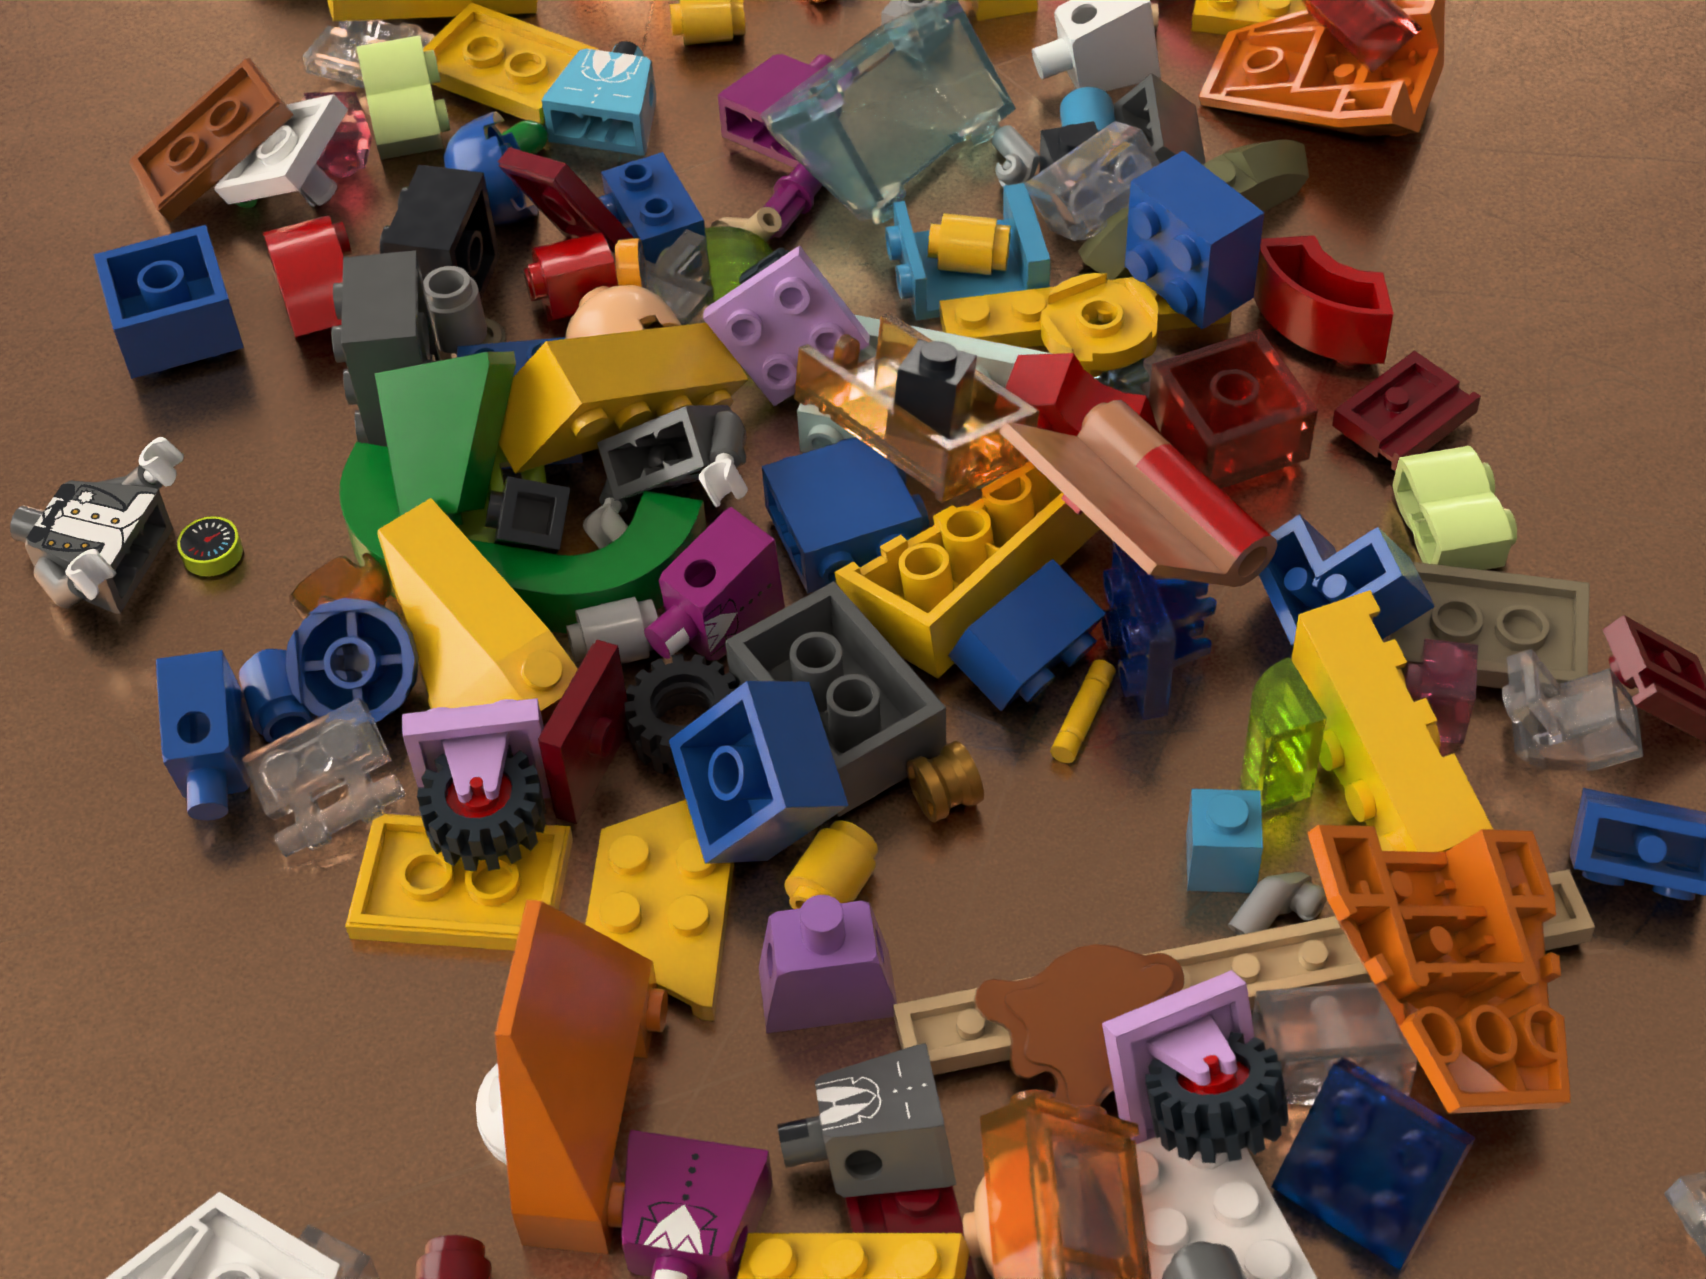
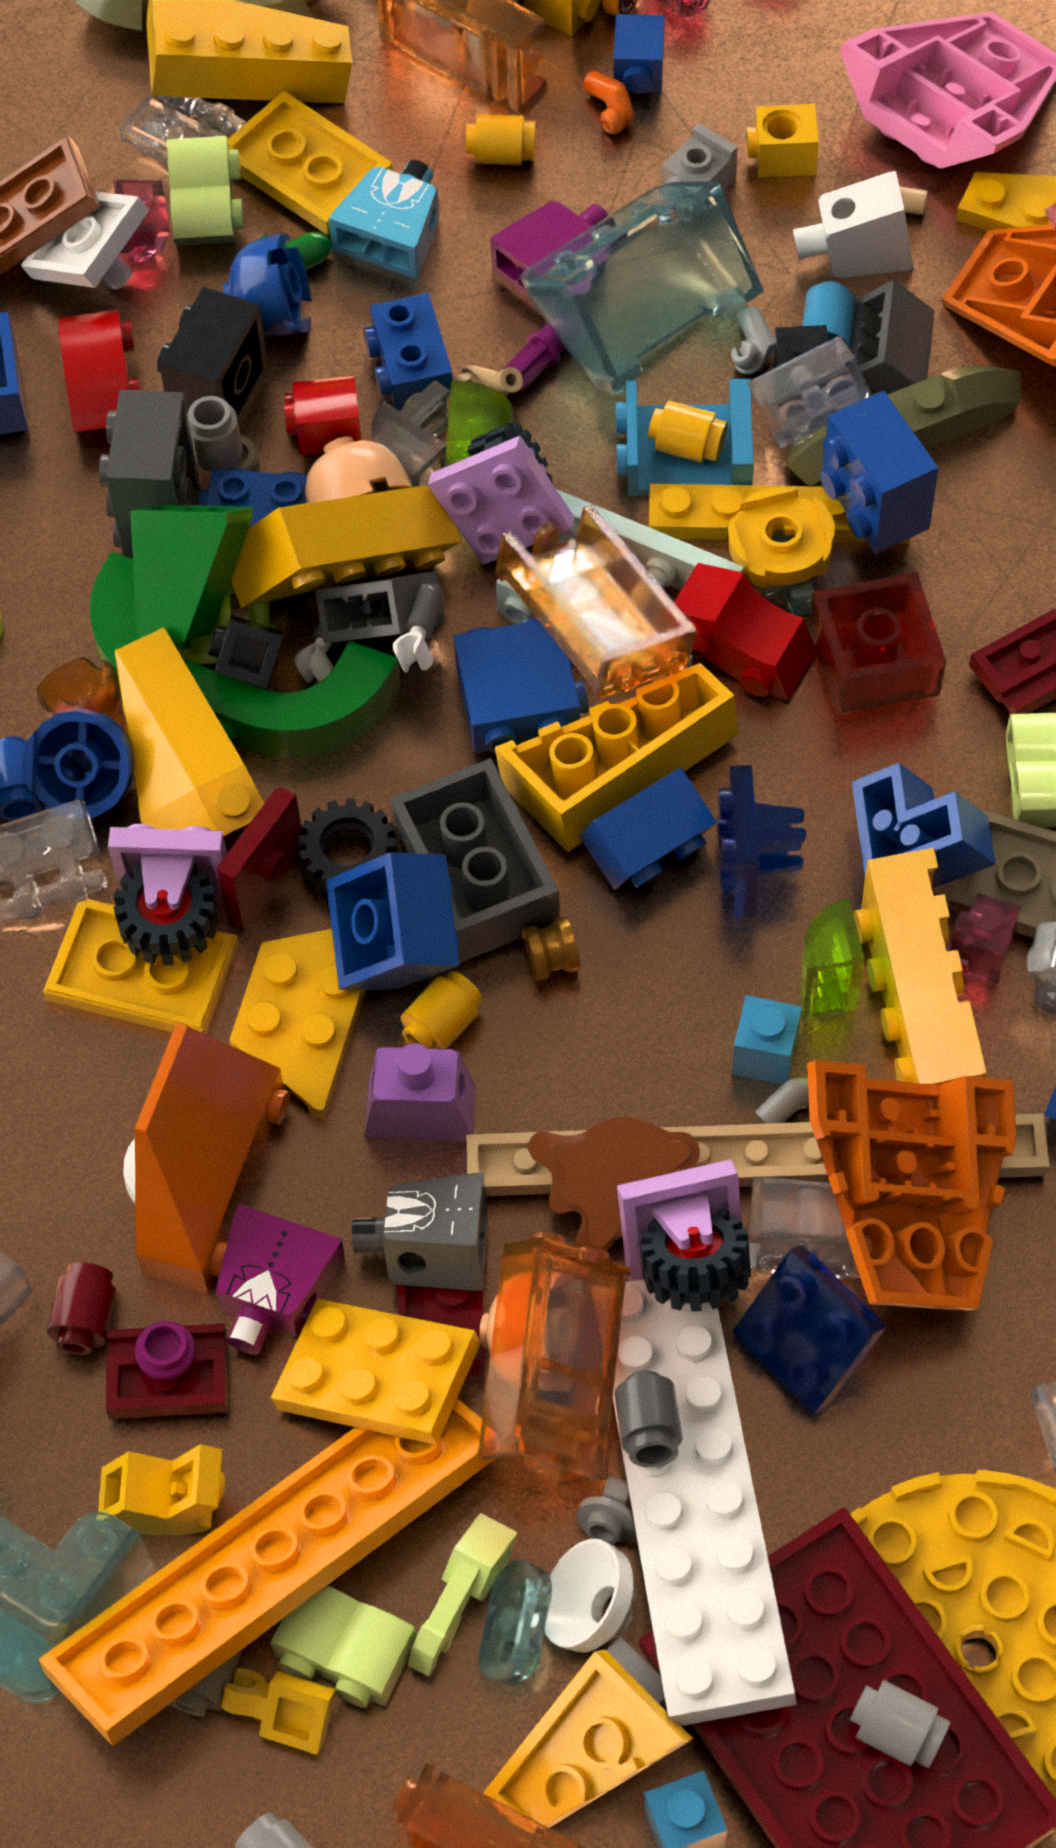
camera: 10 degrees right, 10 degrees up
(562, 196) = (331, 334): dark red plate -> none
(616, 623) = (303, 766): light grey brick -> none
(630, 263) = (375, 418): light orange tile -> none
(717, 588) = (394, 746): magenta torso -> none
(936, 386) = (611, 595): black brick -> none
(1083, 711) = (683, 902): yellow wheel -> none
(1148, 497) = (765, 727): nougat door -> none
(1323, 302) = (987, 545): red brick -> none

